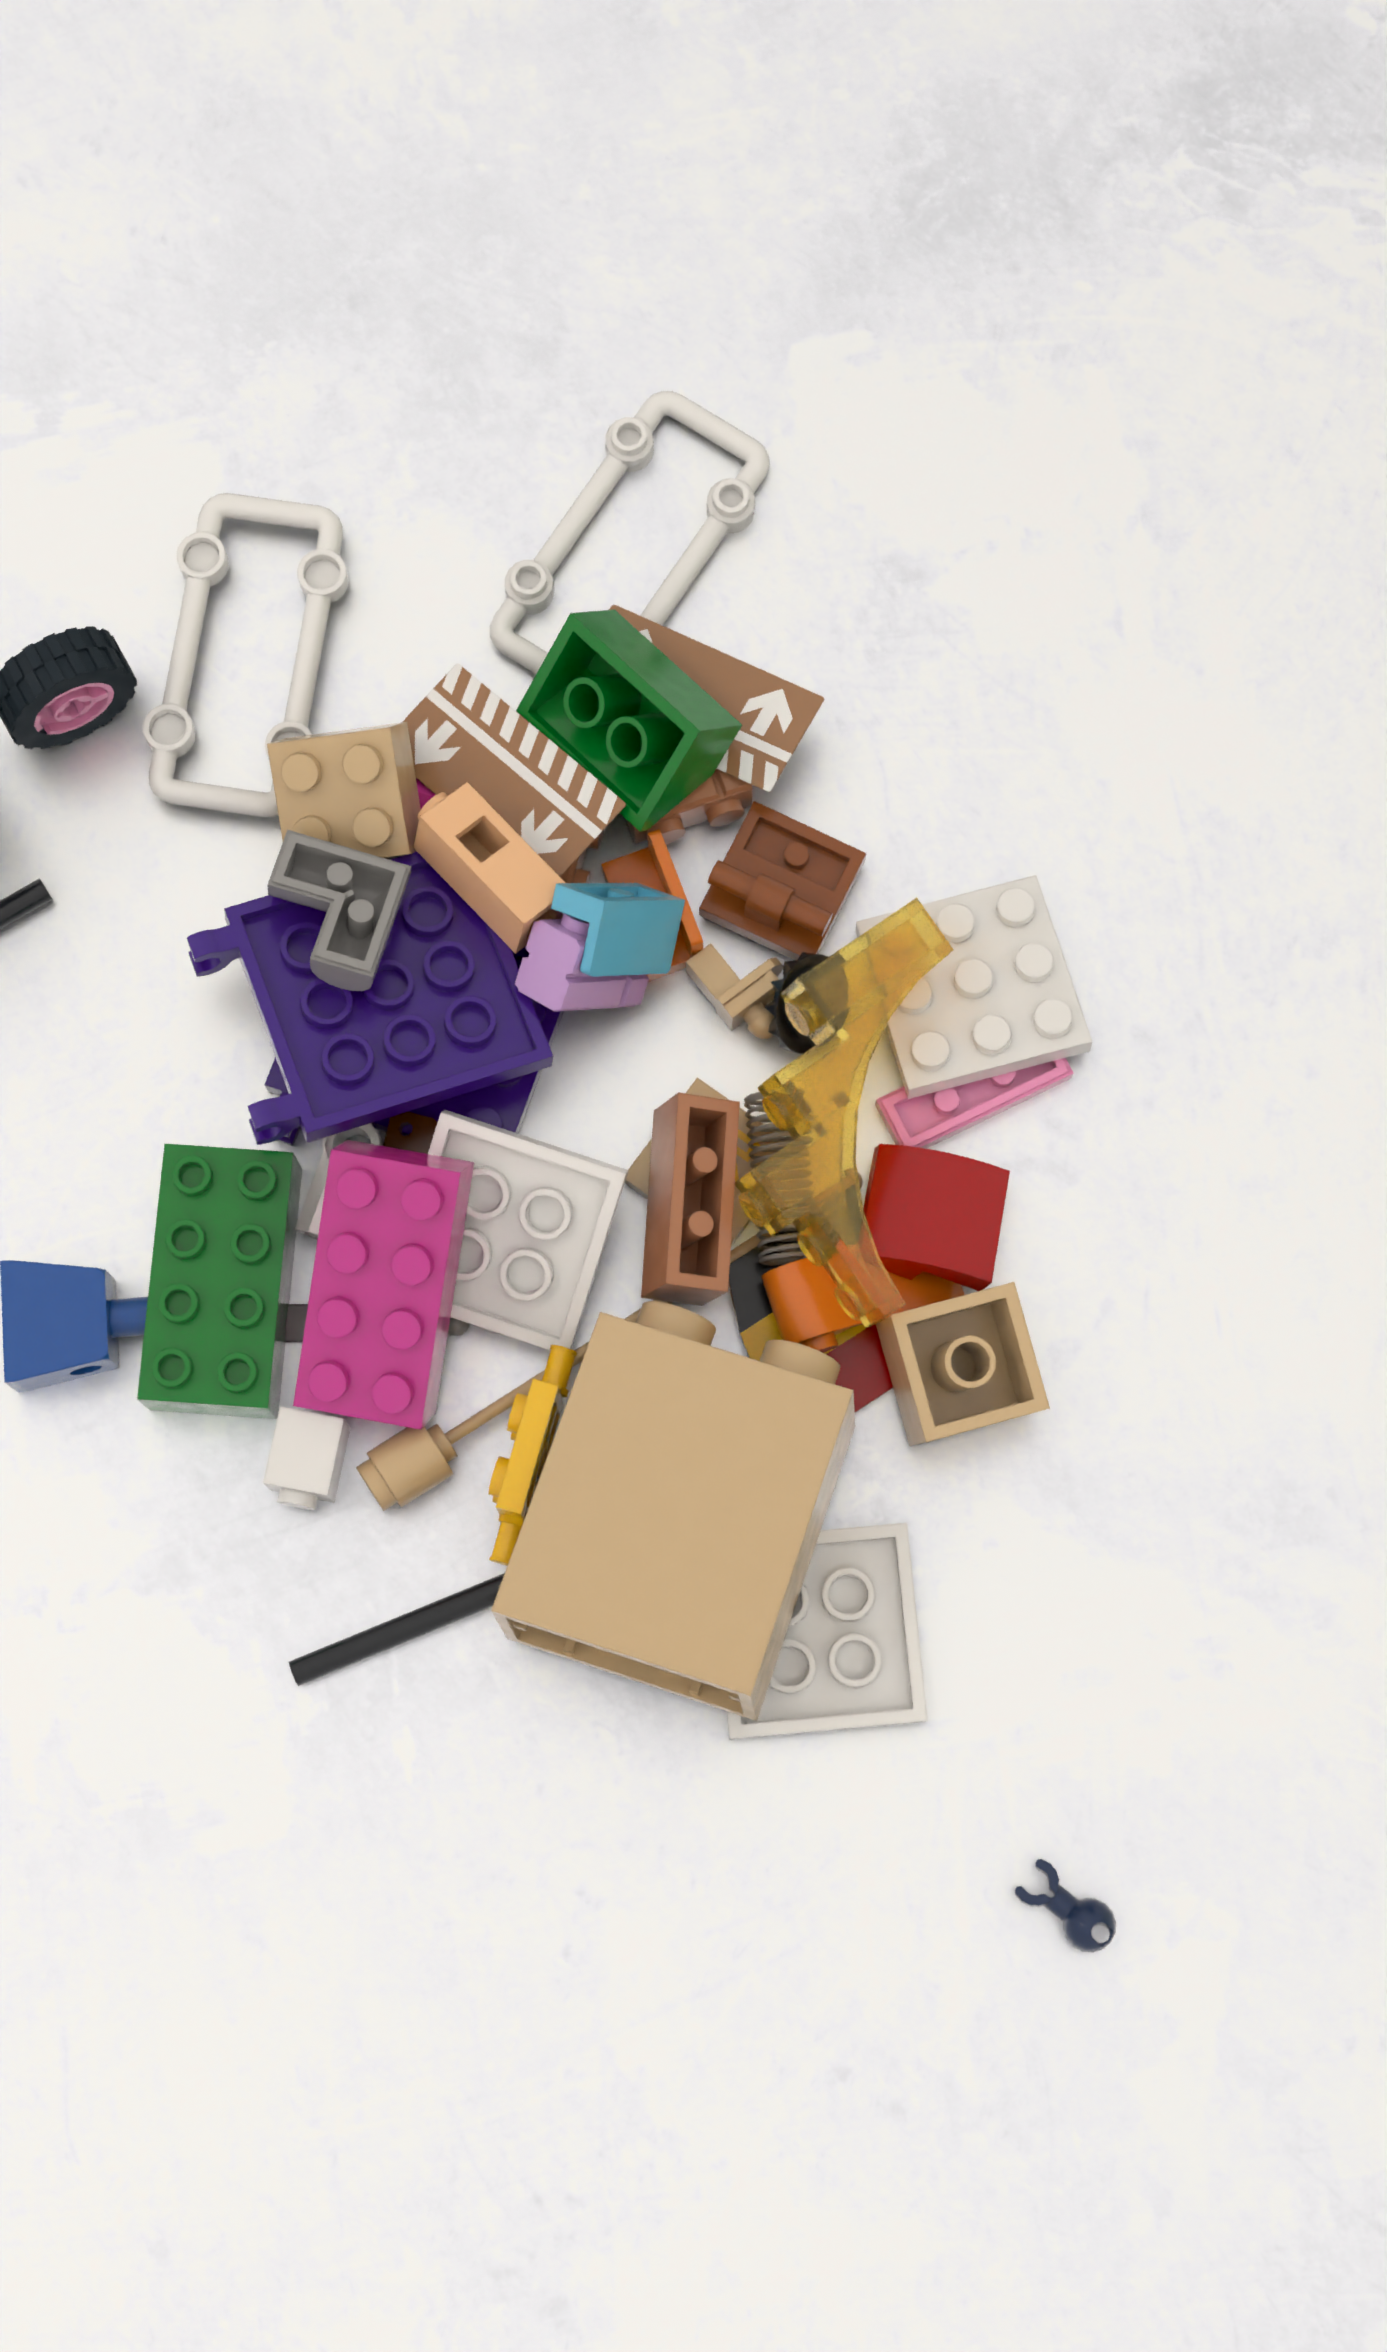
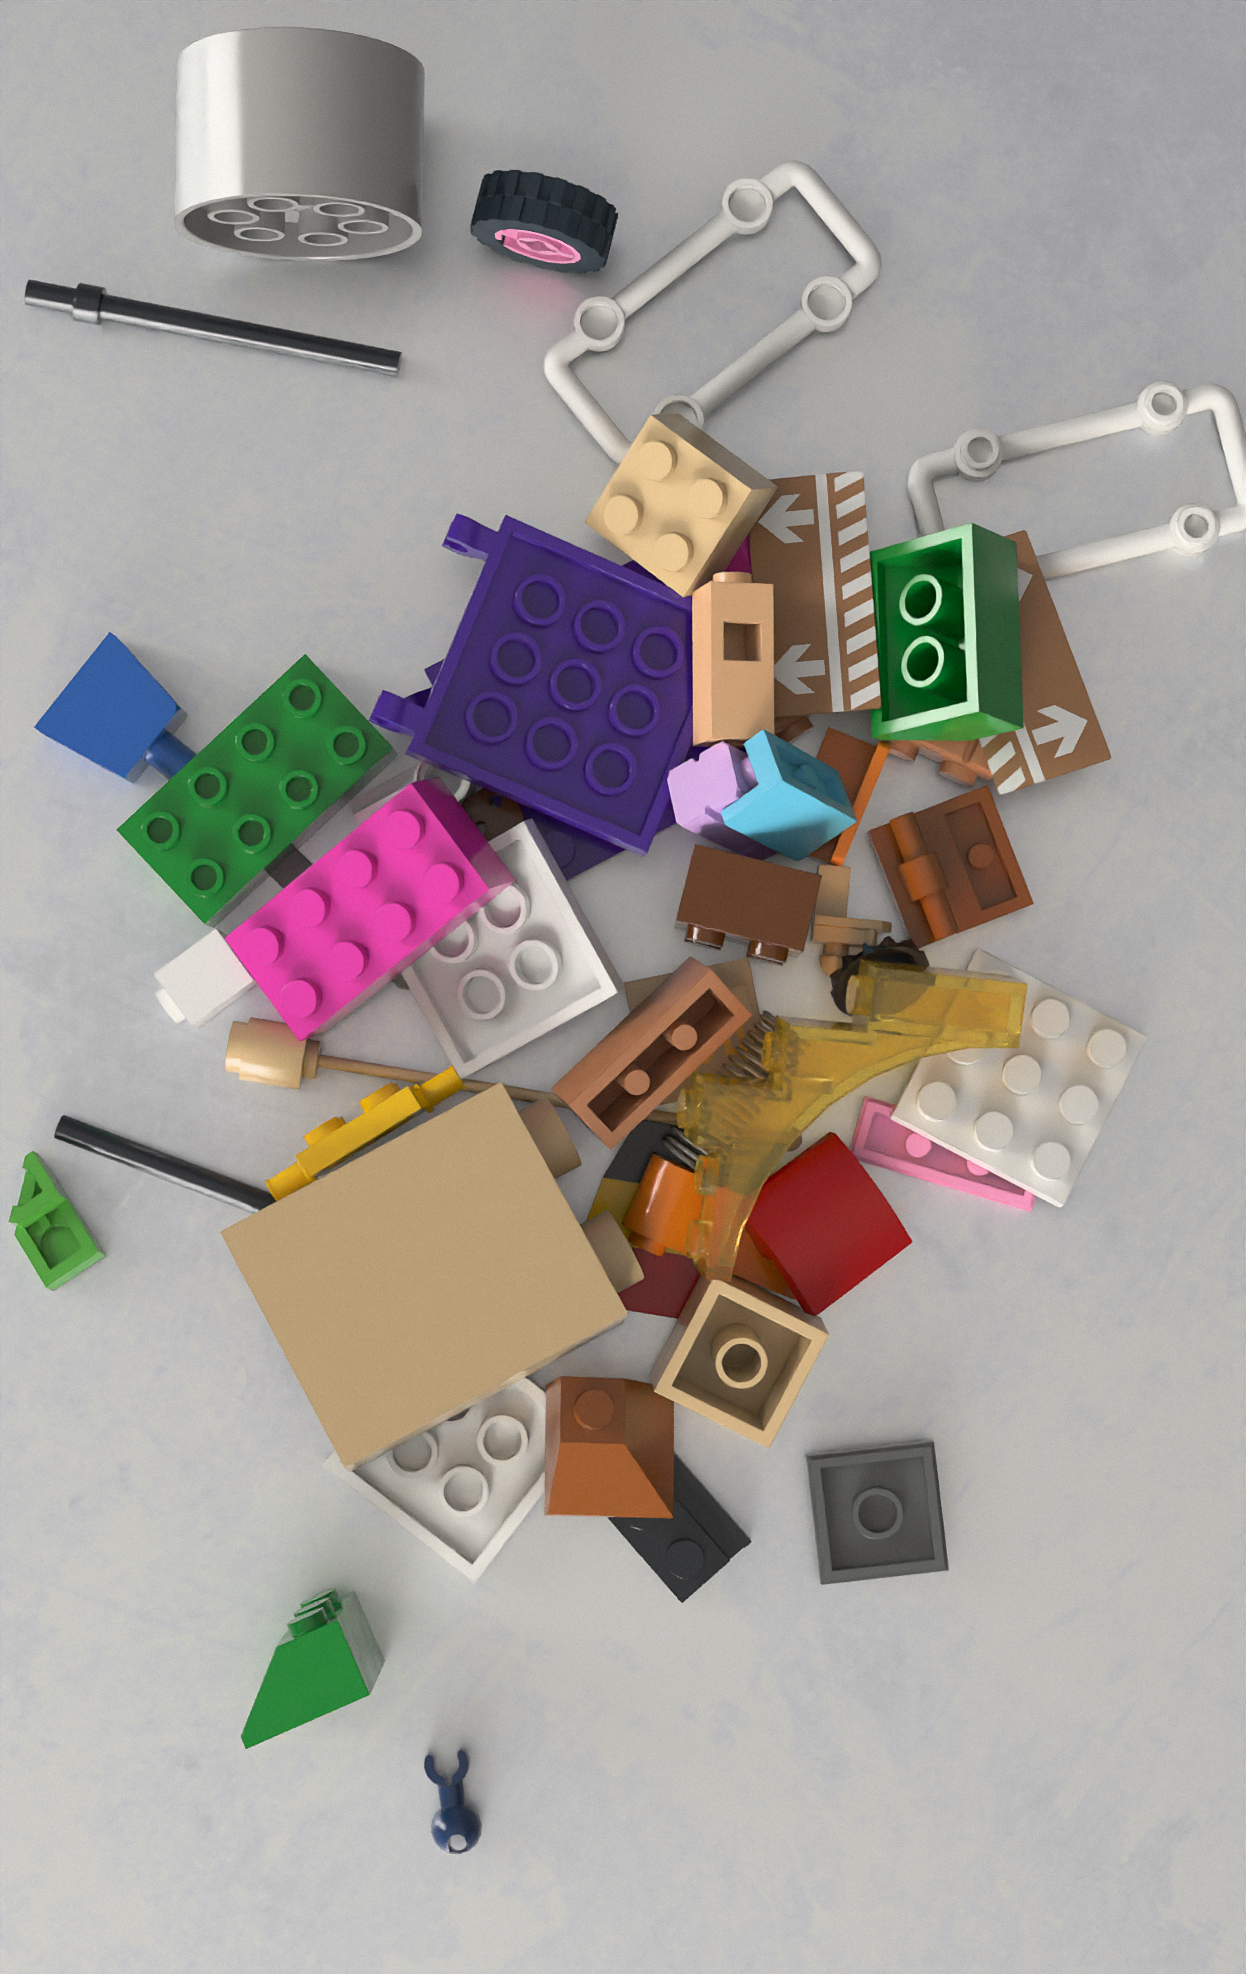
camera: 45 degrees right, 10 degrees up
(357, 1755) = (51, 1227): none -> bright green slope
(359, 901) = (611, 600): light grey brick -> none
(660, 1033) = (747, 905): none -> reddish brown brick
(867, 1888) = (316, 1667): none -> green slope
(930, 1522) = (608, 1449): none -> dark orange slope
(1032, 1540) = (691, 1544): none -> black plate
(1171, 1391) = (877, 1512): none -> dark grey plate

